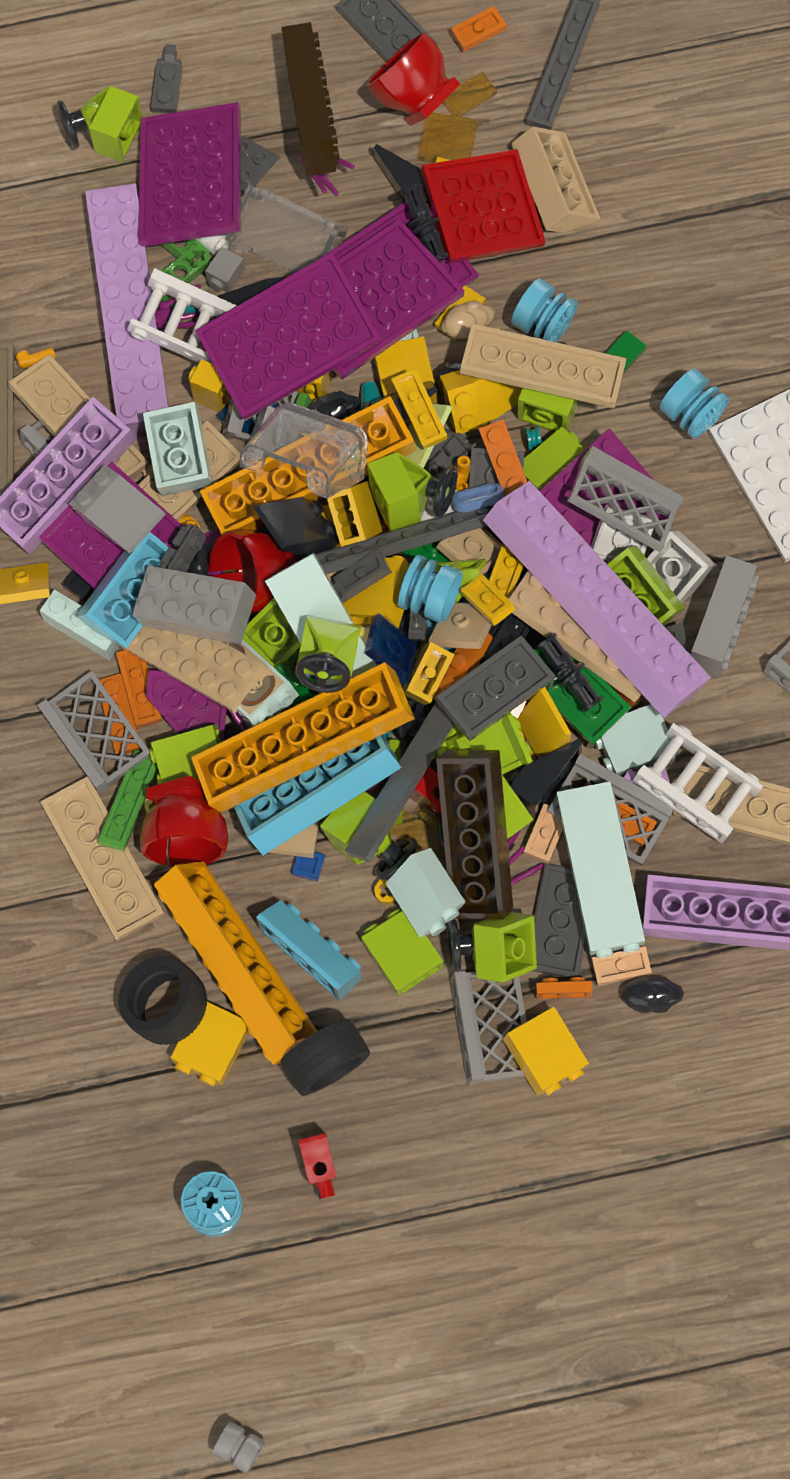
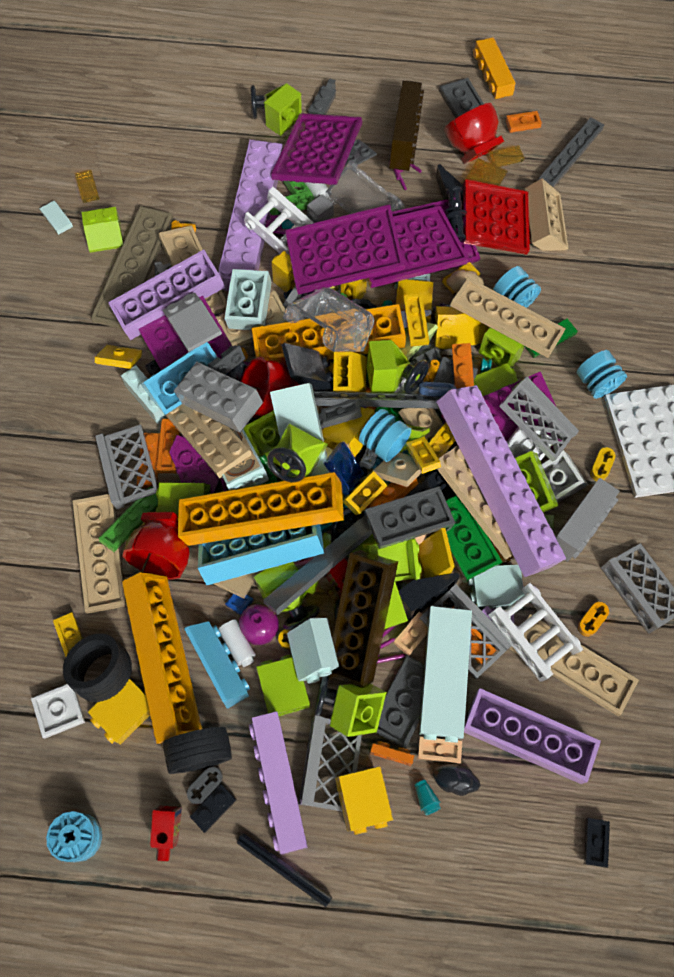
camera: 10 degrees right, 5 degrees down
(104, 972) = (67, 631): none -> yellow plate
(129, 1069) = (57, 710): none -> white plate
(325, 916) = (237, 643): none -> white brick
(340, 1096) = (209, 789): none -> dark grey beam
(343, 884) = (259, 624): none -> magenta cylinder
(365, 1122) = (213, 808): none -> black plate
(437, 1064) = (279, 783): none -> lavender brick
(476, 1163) = (284, 870): none -> black axle
(569, 672) = (465, 523): black piece -> none
(623, 1028) = (427, 798): none -> teal cone
(724, 529) = (605, 465): none -> yellow beam
(775, 745) = (597, 622): none -> light orange beam

